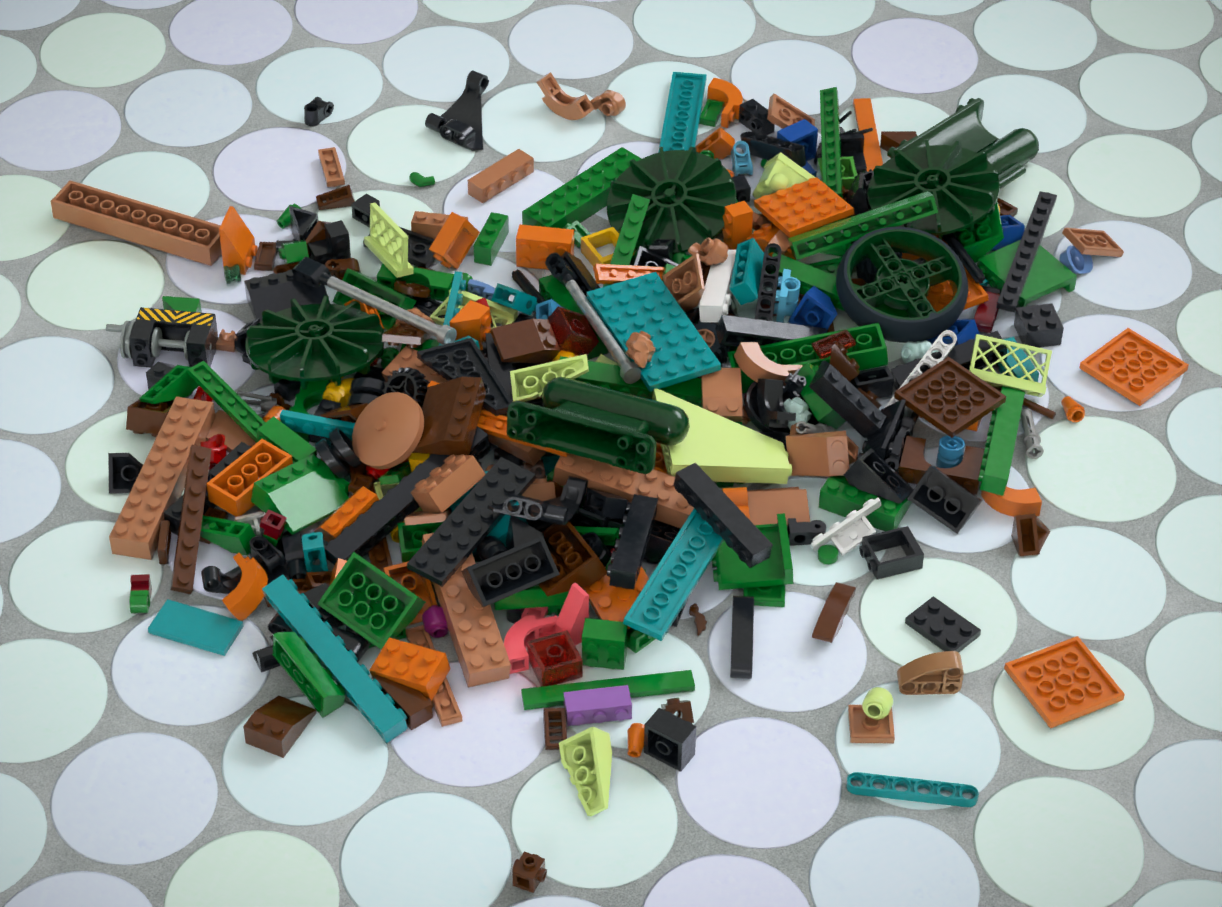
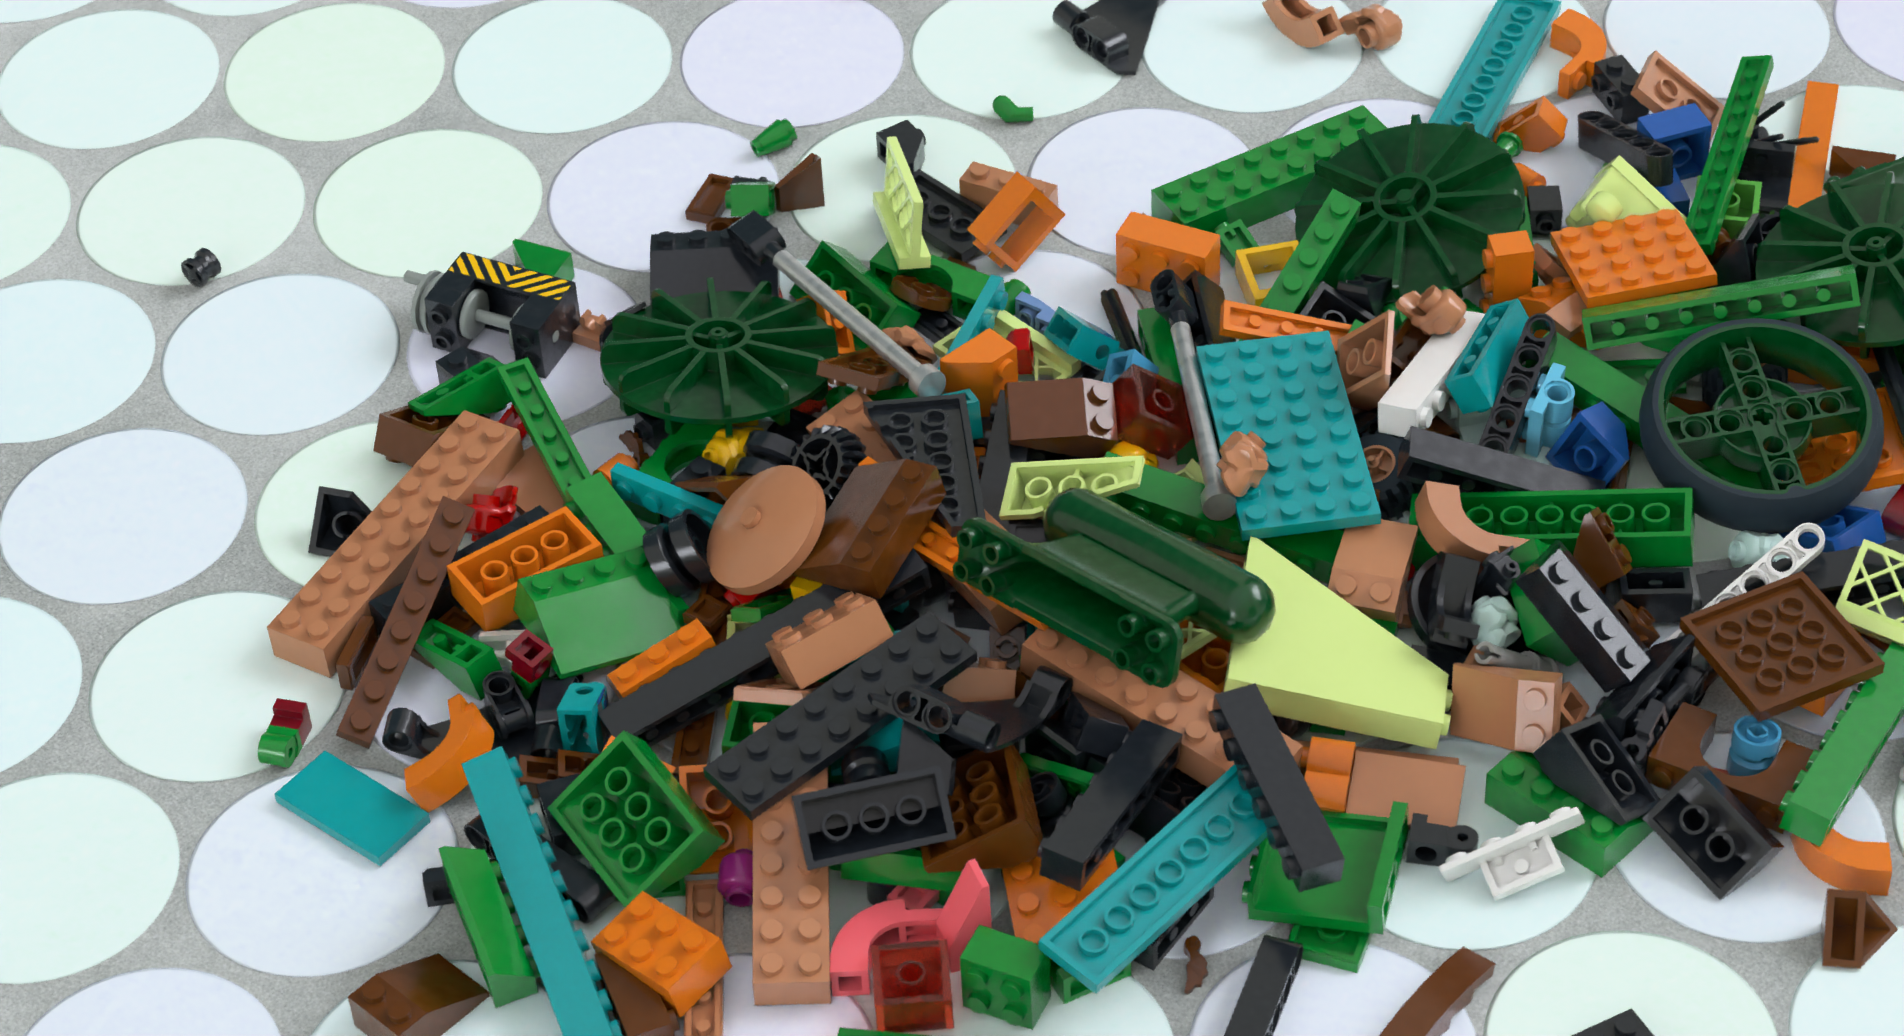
camera: 20 degrees right, 0 degrees up
(138, 222) = (531, 113): nougat brick -> none
(232, 274) = (643, 220): clear green wheel -> none
(236, 242) = (661, 169): orange slope -> none
(266, 402) = (609, 443): dark grey plant -> none
(302, 222) = (785, 150): black slope -> none
(331, 167) = (872, 67): nougat plate -> none
(334, 246) = (818, 205): black brick -> none
(336, 198) = (860, 120): reddish brown slope -> none
(341, 265) = (833, 233): reddish brown piece -> none
(491, 238) = (1086, 228): green brick -> none
(500, 175) = (1144, 123): nougat brick -> none
(711, 112) = (1544, 71): green tile -> none
(741, 162) = (1566, 162): medium azure piece -> none
(824, 346) = (1616, 504): clear red tile -> none
(827, 554) = (1468, 892): green tile -> none
(889, 539) = (1580, 888): black window -> none

